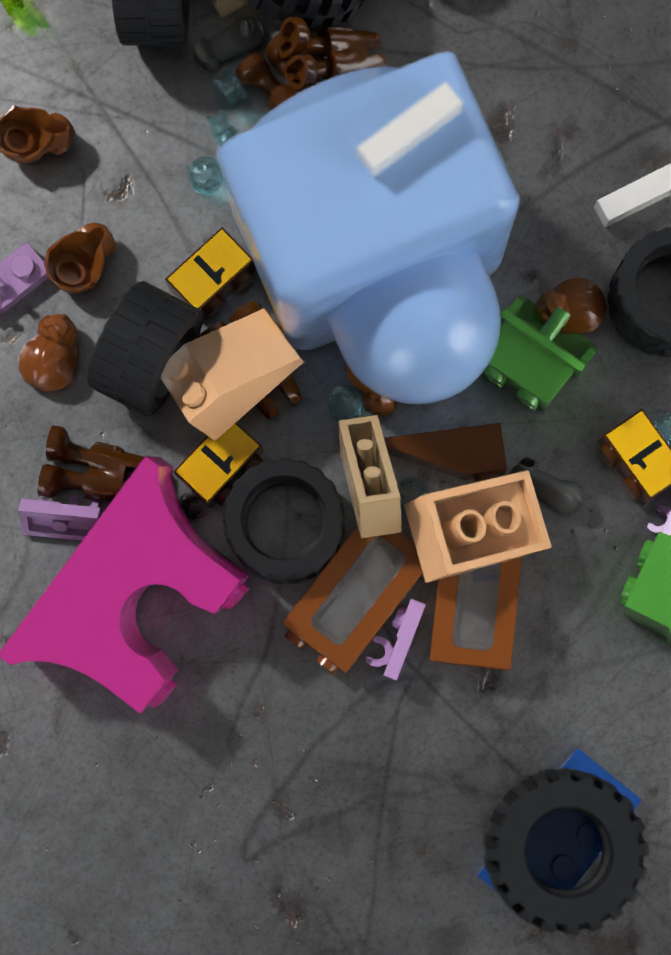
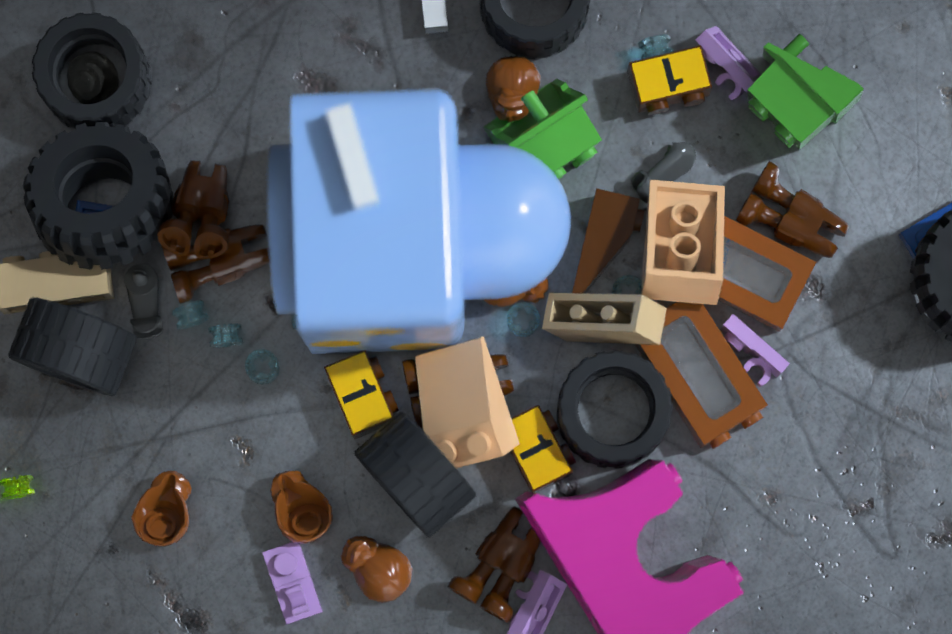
camera: 70 degrees left, 0 degrees up
(551, 641) = (802, 217): none -> reddish brown piece

